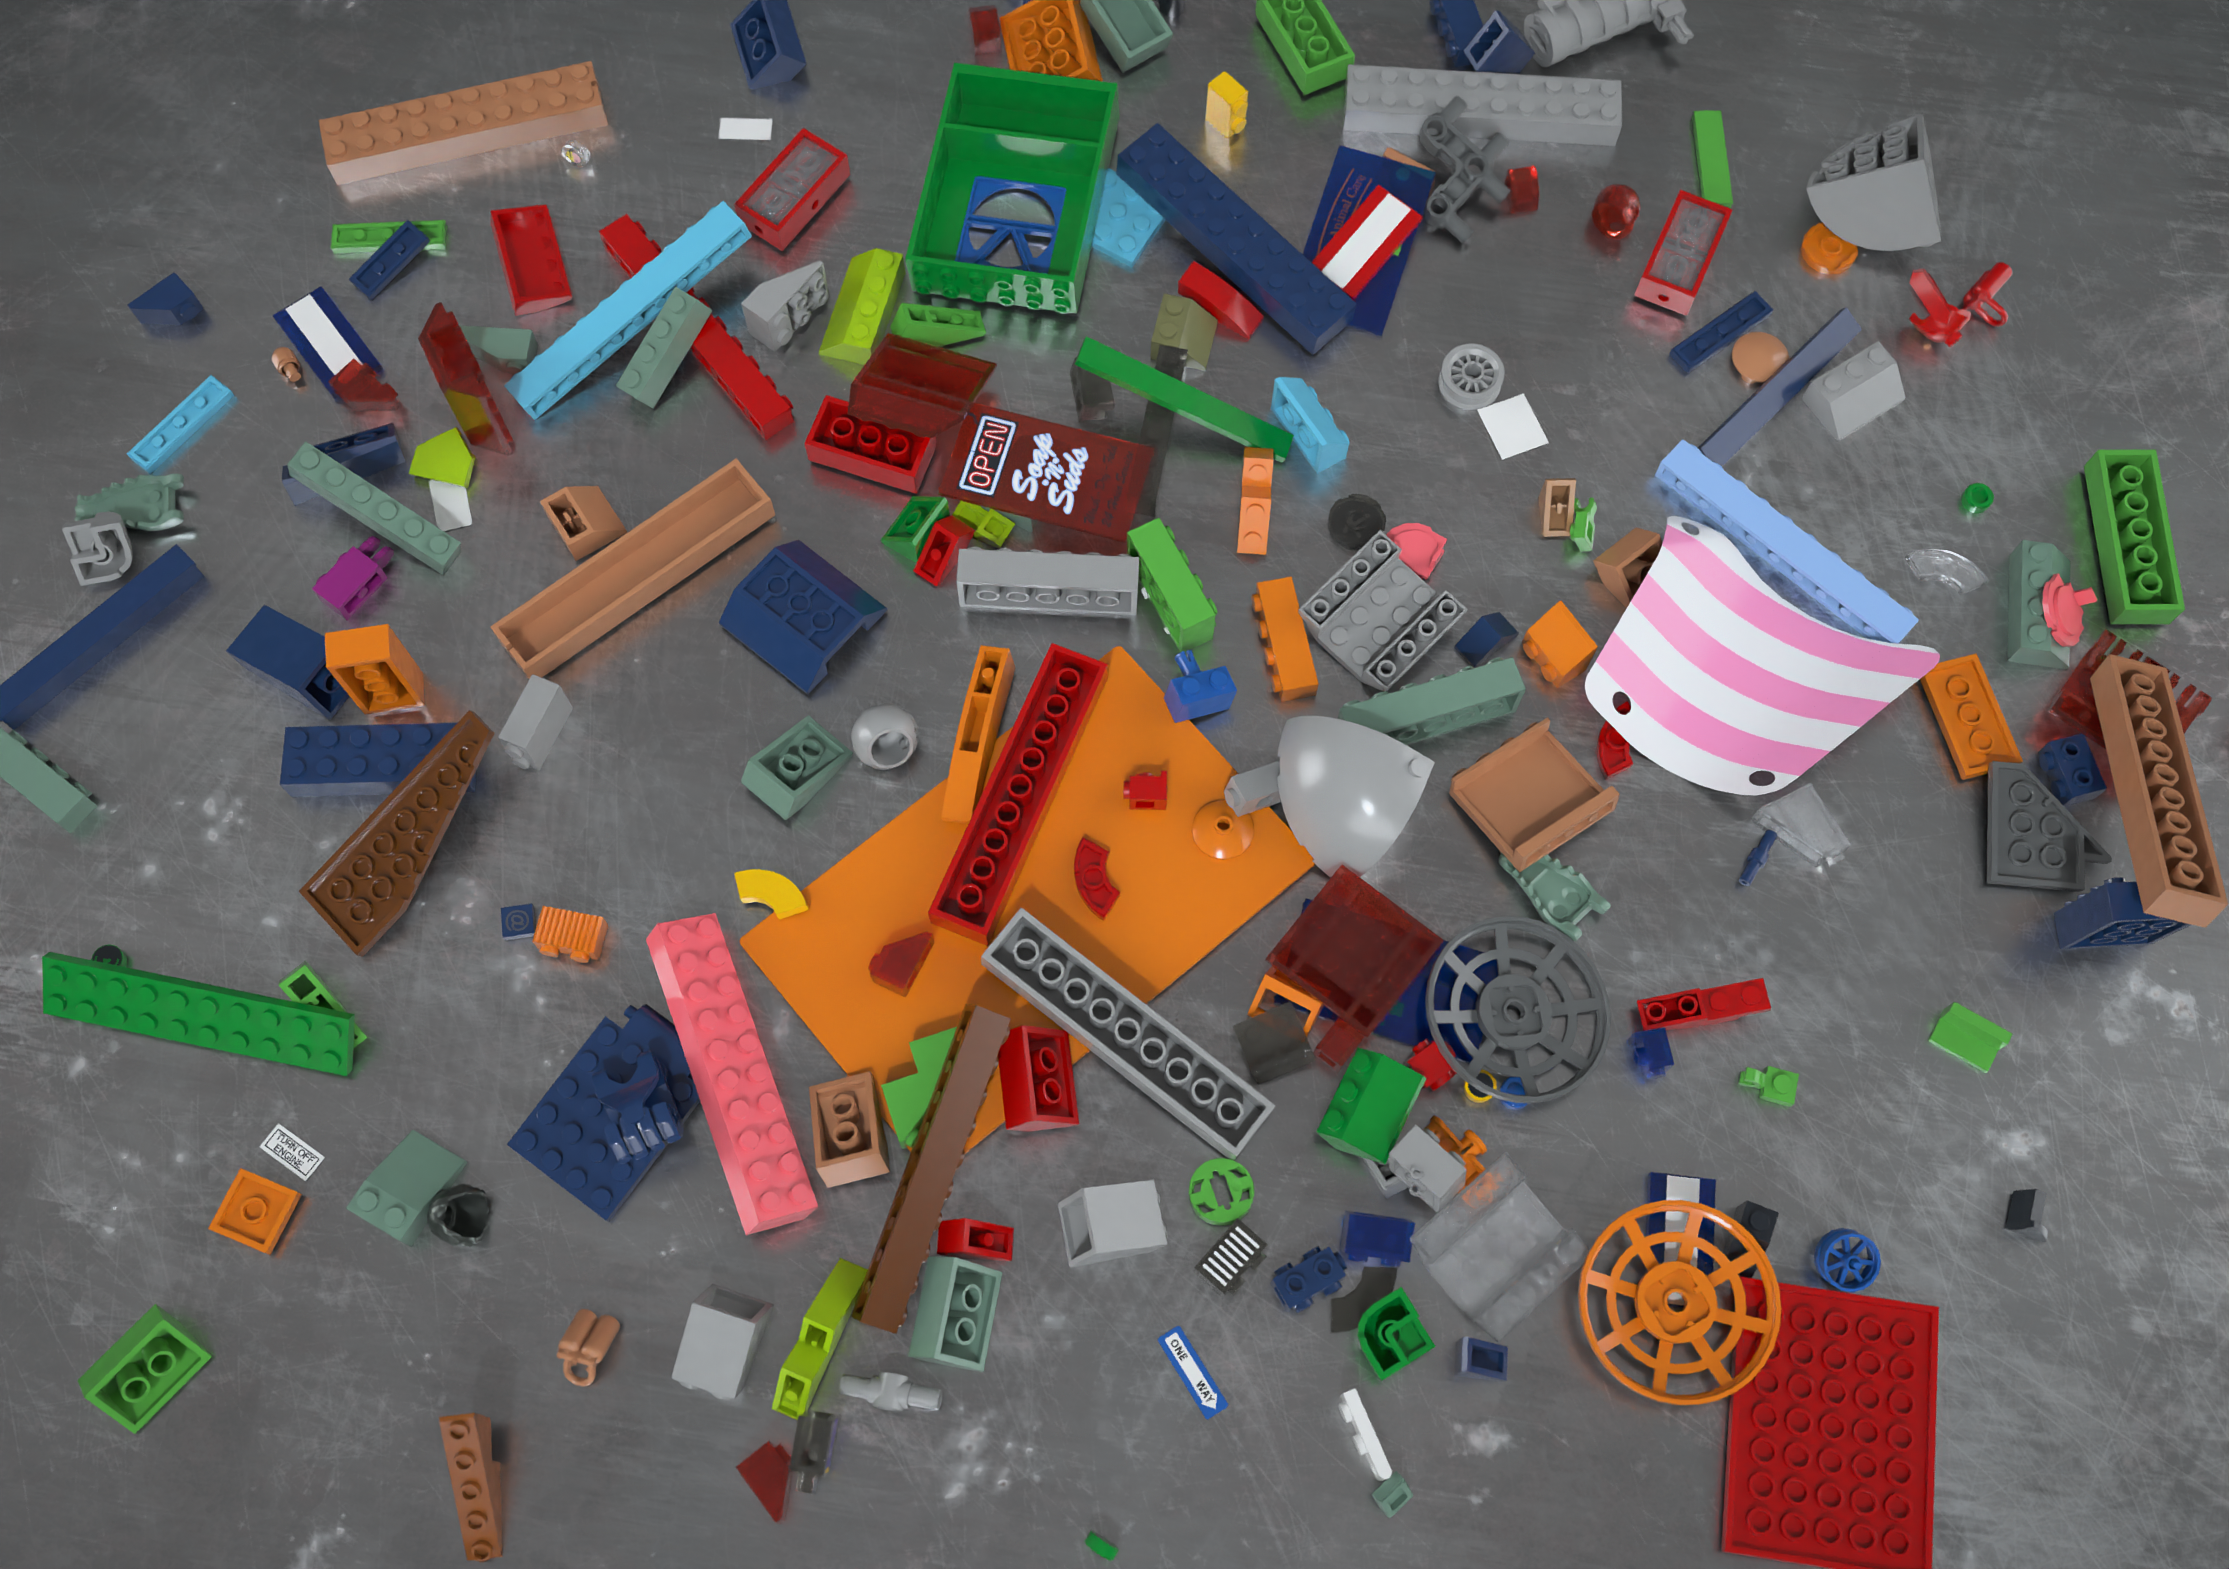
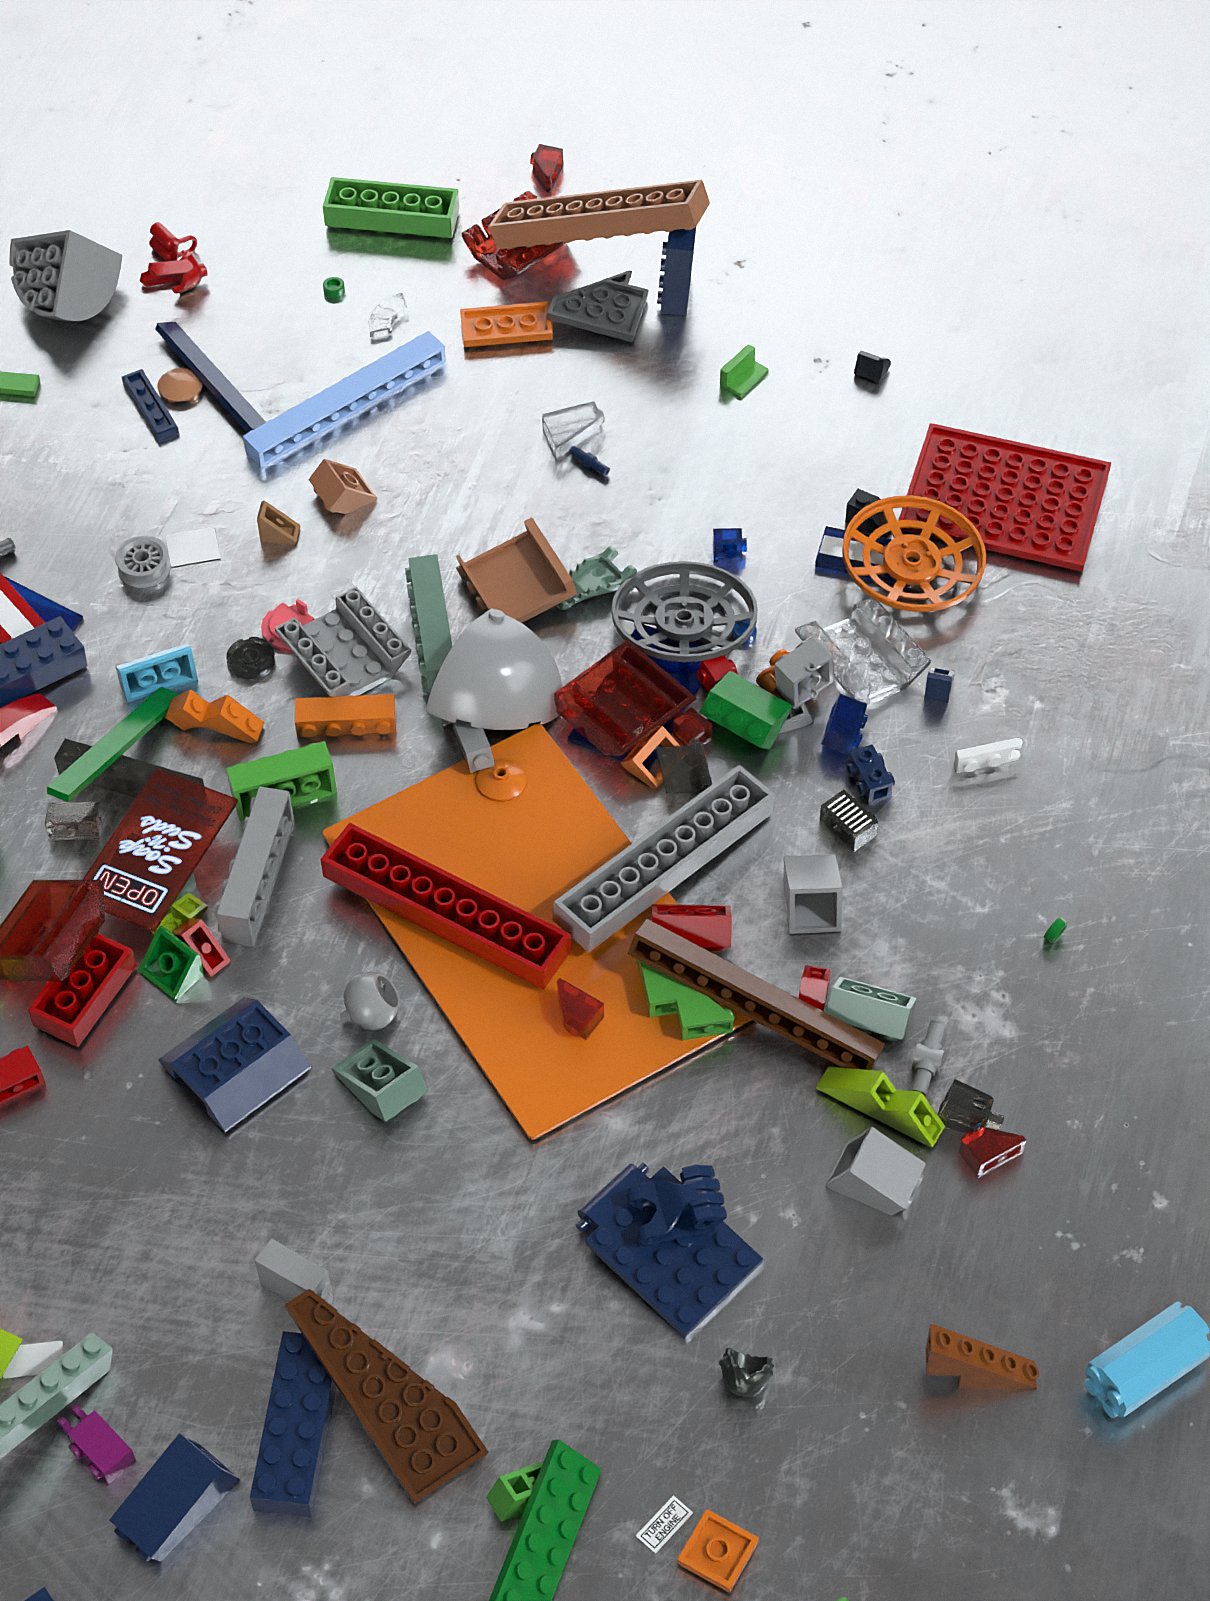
camera: 80 degrees left, 15 degrees down
(374, 669) = (217, 1396): orange brick -> none
(403, 1186) = (715, 1418): sand green slope -> none
(518, 921) = (479, 1316): dark blue tile -> none
(570, 934) = (501, 1269): orange brick -> none
(582, 519) = (92, 1234): nougat slope -> none
(586, 1343) = (867, 1274): nougat piece -> none
(634, 570) = (159, 1191): nougat piece -> none
(731, 1073) = (649, 1143): coral brick -> none
(772, 890) = (491, 1106): yellow tile -> none
(848, 1130) = (712, 1064): nougat slope -> none
(977, 732) = (382, 931): orange slope -> none
(1092, 878) = (527, 871): red tile -> none
(1146, 791) = (461, 820): red brick -> none
(1184, 326) = (34, 751): olive slope -> none
(1192, 1372) = (930, 861): sticker -> none
(1198, 691) = (379, 774): blue brick -> none
(1218, 1214) = (795, 834): bright green piece -> none
(1348, 1310) = (884, 740): clear smoke tile -> none
(1392, 1334) = (919, 724): green brick -> none
(1392, 1494) = (1032, 745): sand green tile -> none
(1476, 1095) = (738, 655): tile -> none
(1485, 638) = (377, 590): dark blue slope -> none
(1559, 645) = (396, 538): orange slope -> none
(1583, 529) = (299, 513): bright green plate -> none
(1612, 748) = (478, 527): red tile -> none
(1616, 201) = (19, 440): clear red helmet -> none
(1683, 252) = (77, 408): brick -> none
(1705, 1006) = (698, 507): red slope -> none
(1735, 674) = (453, 435): piece -> none
(1774, 1084) = (760, 483): bright green plate -> none
(1827, 251) = (97, 330): orange tile -> none
(1847, 1260) = (894, 465): blue wheel -> none
(1856, 391) = (227, 334): light grey slope -> none
(2028, 634) = (428, 272): sand green slope -> none
(2064, 610) = (433, 251): coral piece -> none
(2071, 770) = (558, 277): dark blue brick -> none

